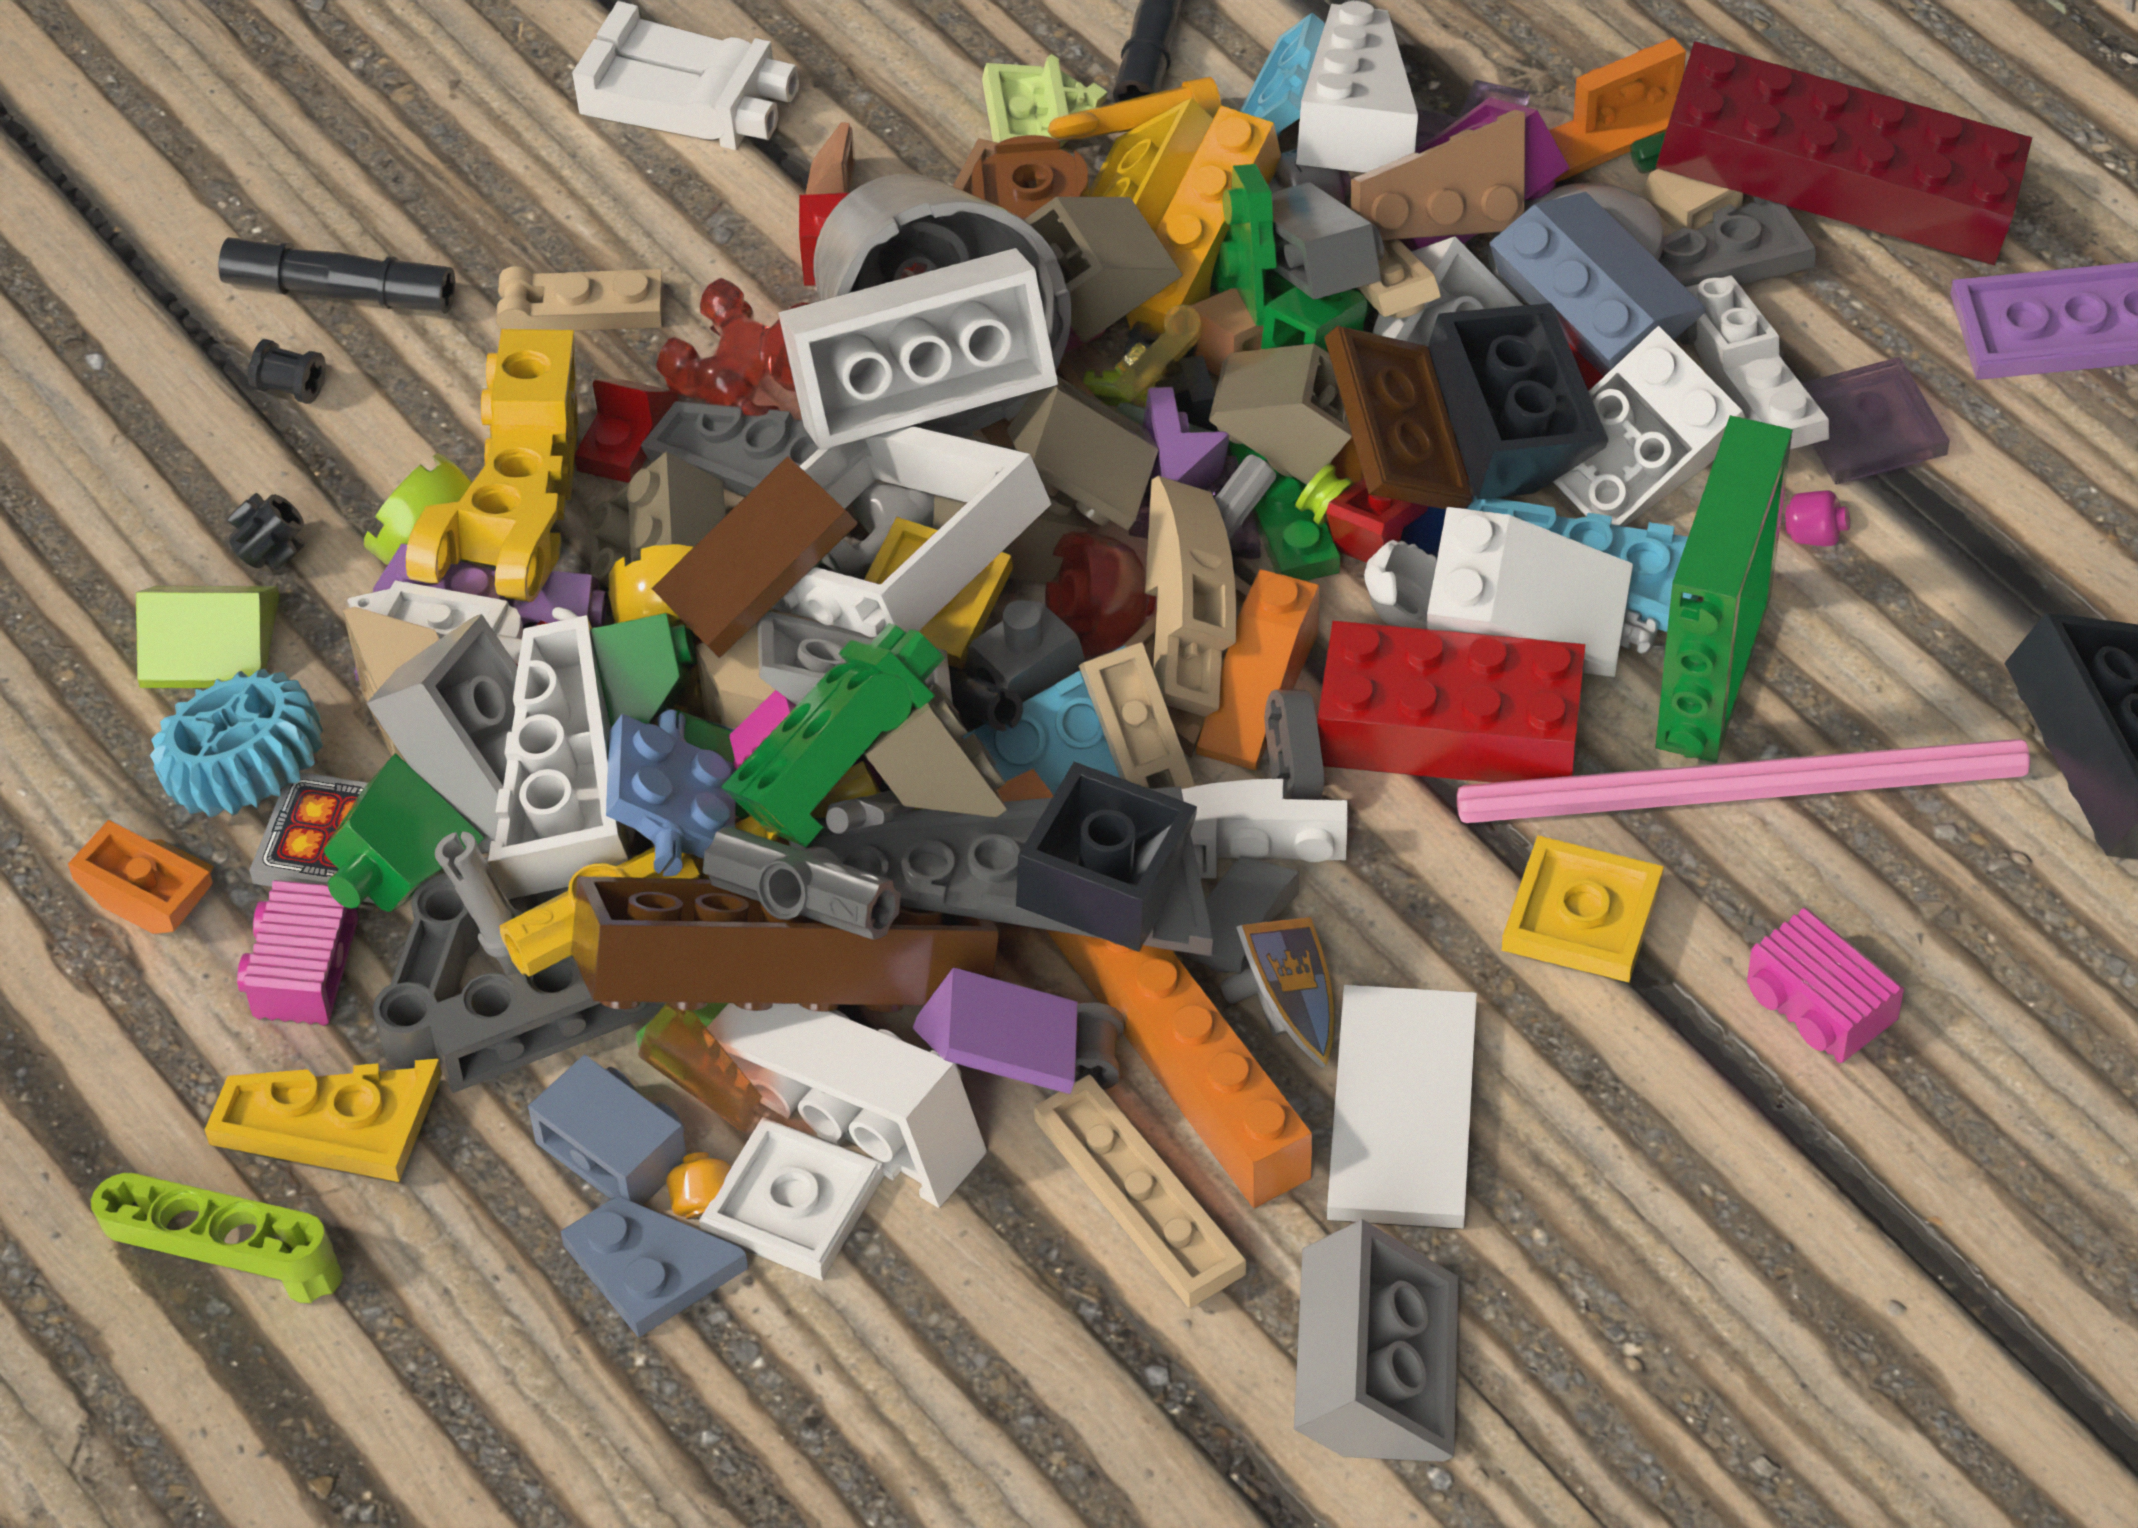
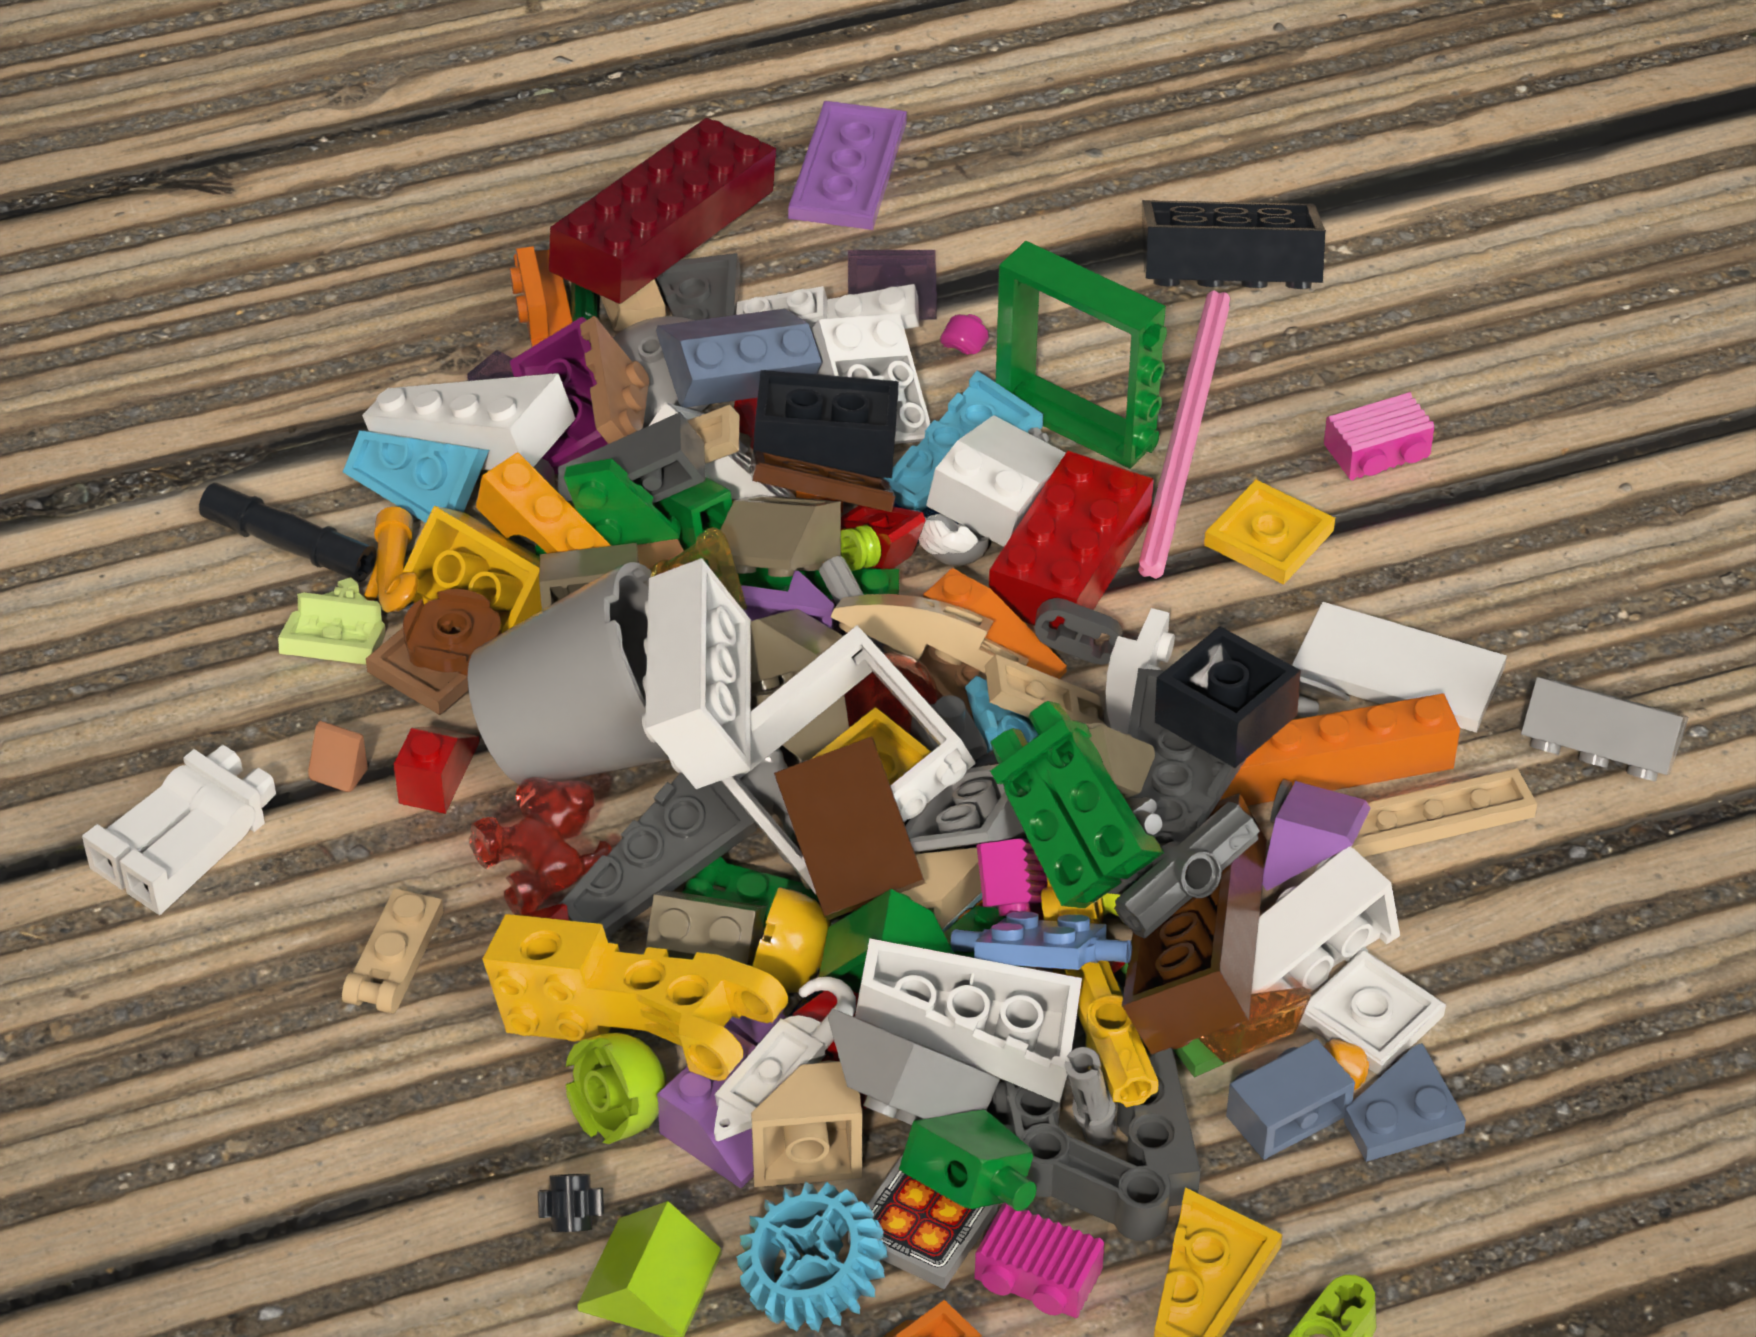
camera: 75 degrees left, 5 degrees down
(287, 371) = (379, 1160): black bush -> none
(337, 275) = (279, 1107): black piece -> none

